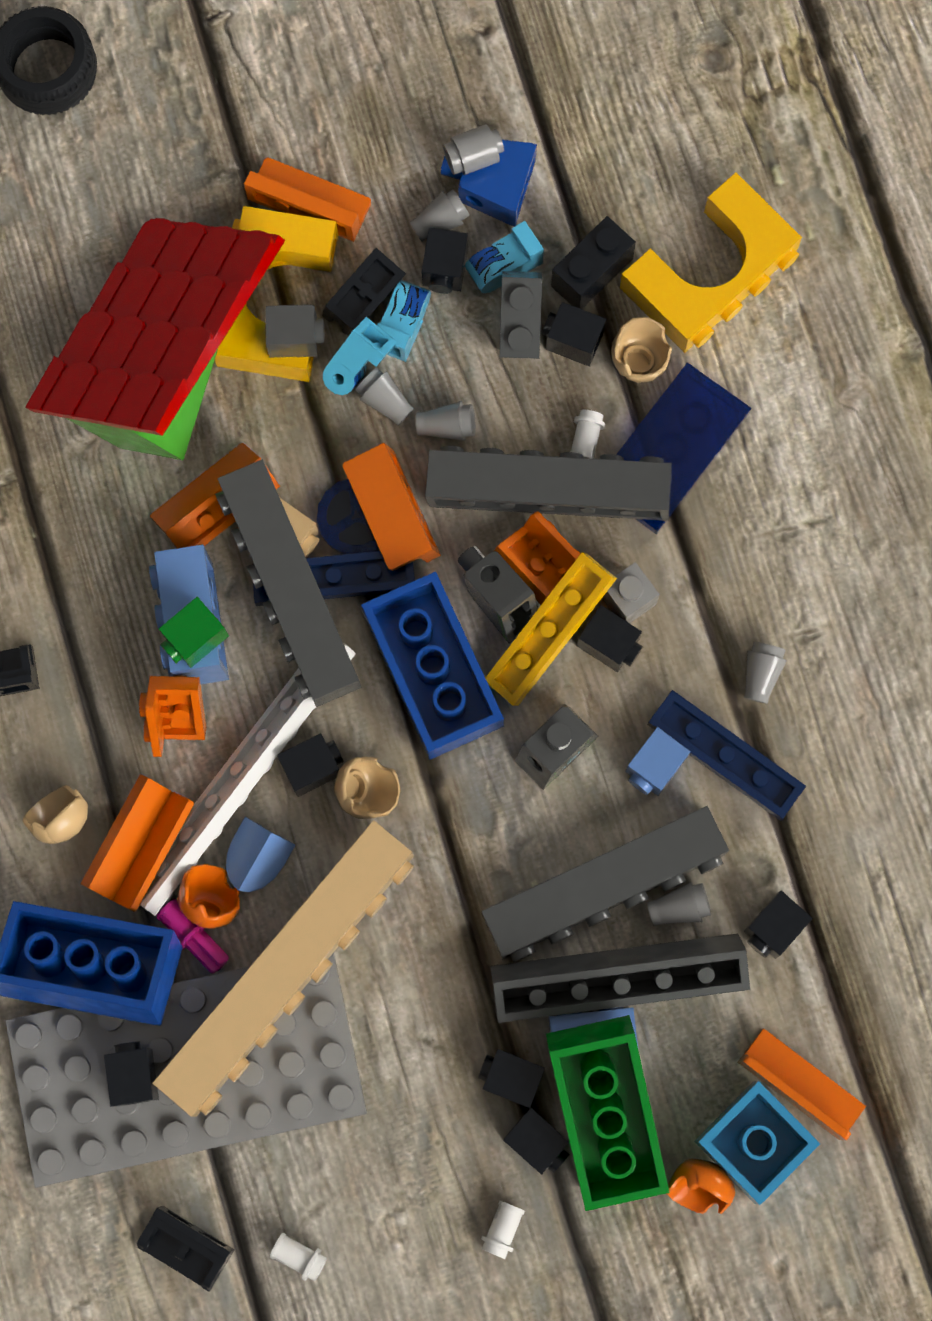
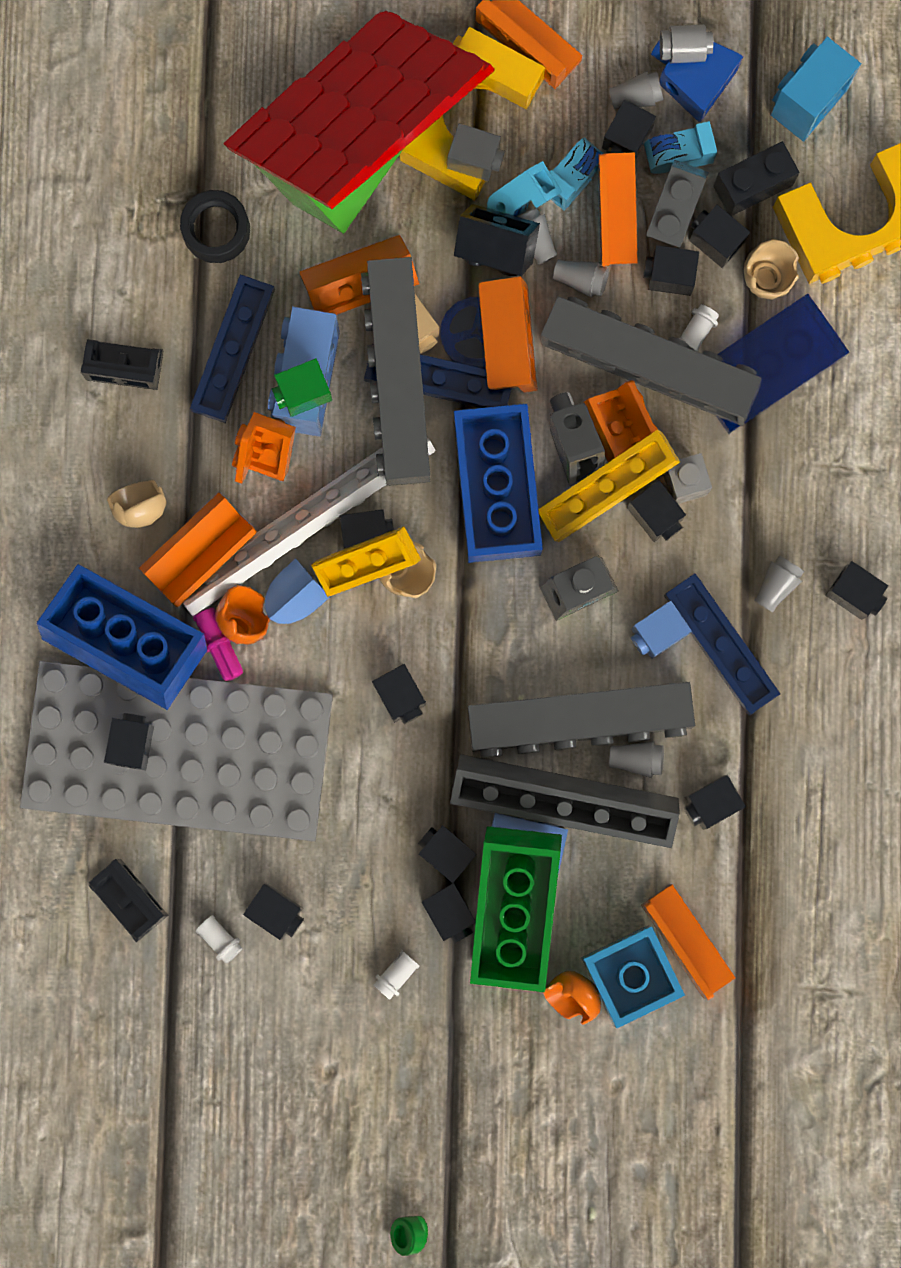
camera: 15 degrees right, 5 degrees up
(29, 472) = (210, 199): none -> black tyre
(105, 618) = (232, 348): none -> dark blue plate
(284, 969) = (287, 697): tan brick -> none
(321, 794) = (366, 561): none -> yellow tile
(345, 414) = (496, 240): none -> black brick
(349, 1206) = (274, 912): none -> black brick
(363, 291) = (548, 137): black hinge -> none
(405, 924) = (400, 694): none -> black brick
(460, 340) = (617, 208): none -> orange panel
(538, 385) = (671, 270): none -> black brick
(620, 152) = (814, 87): none -> dark azure brick
(849, 651) = (858, 591): none -> black brick

